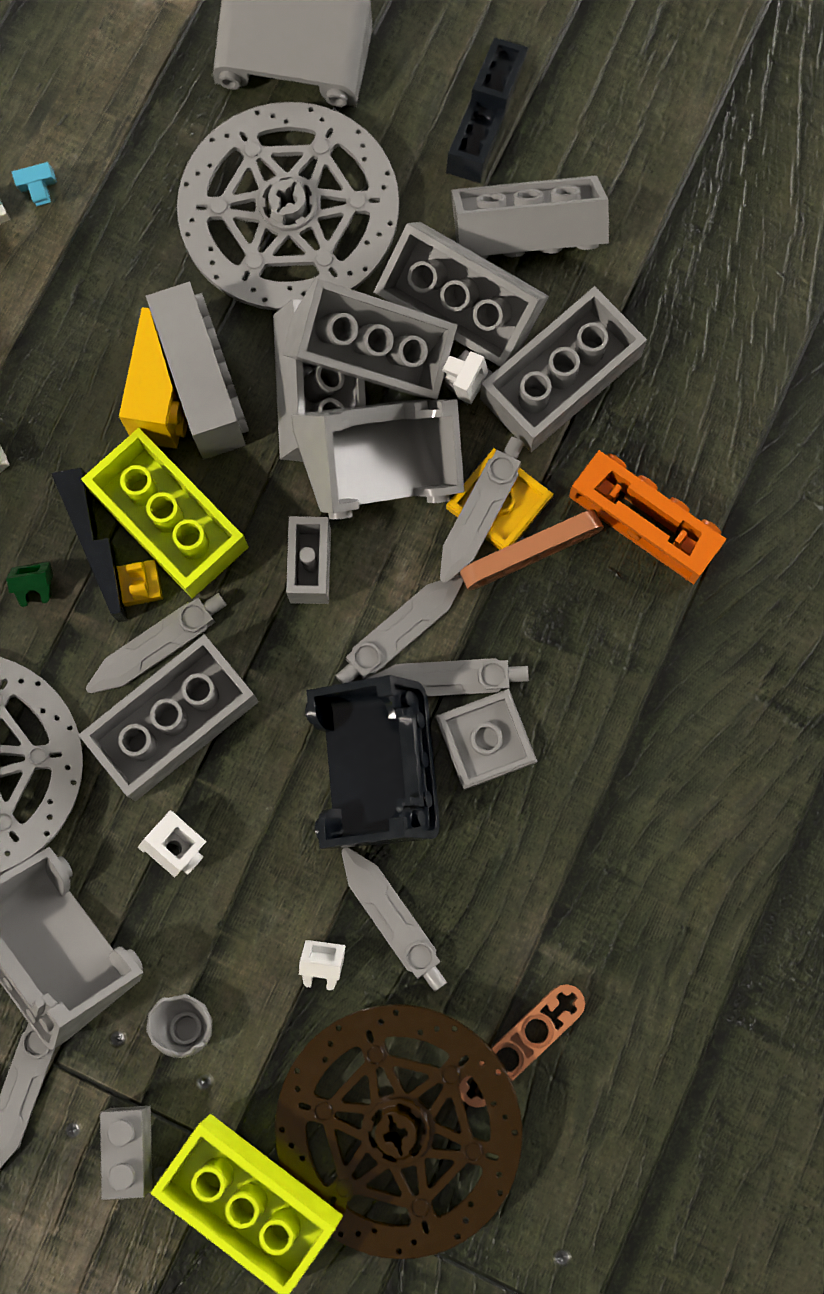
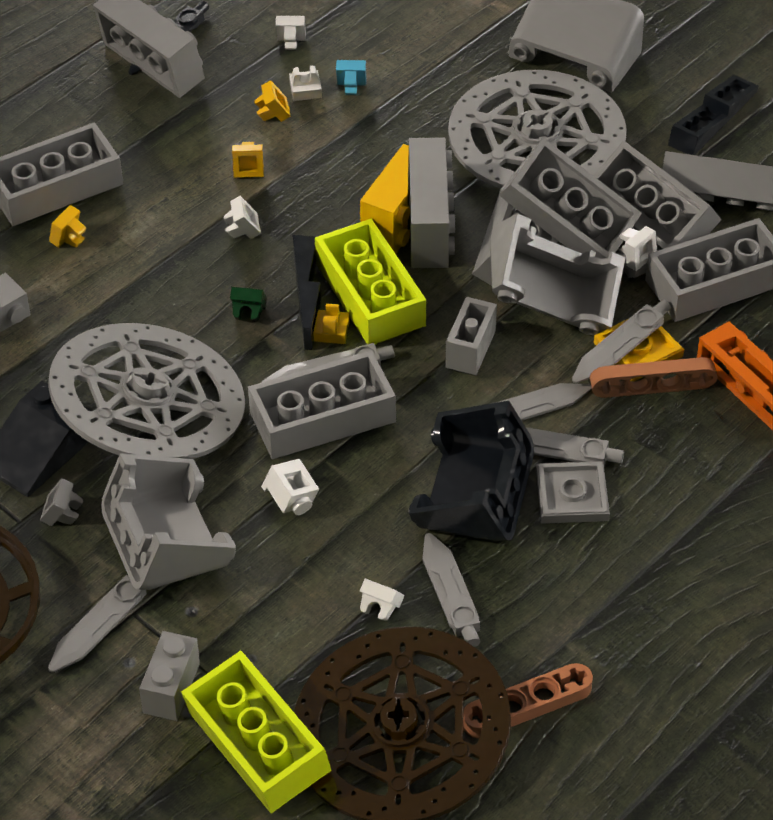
camera: 15 degrees right, 30 degrees down
(179, 1026) = (247, 605): light grey hair -> none

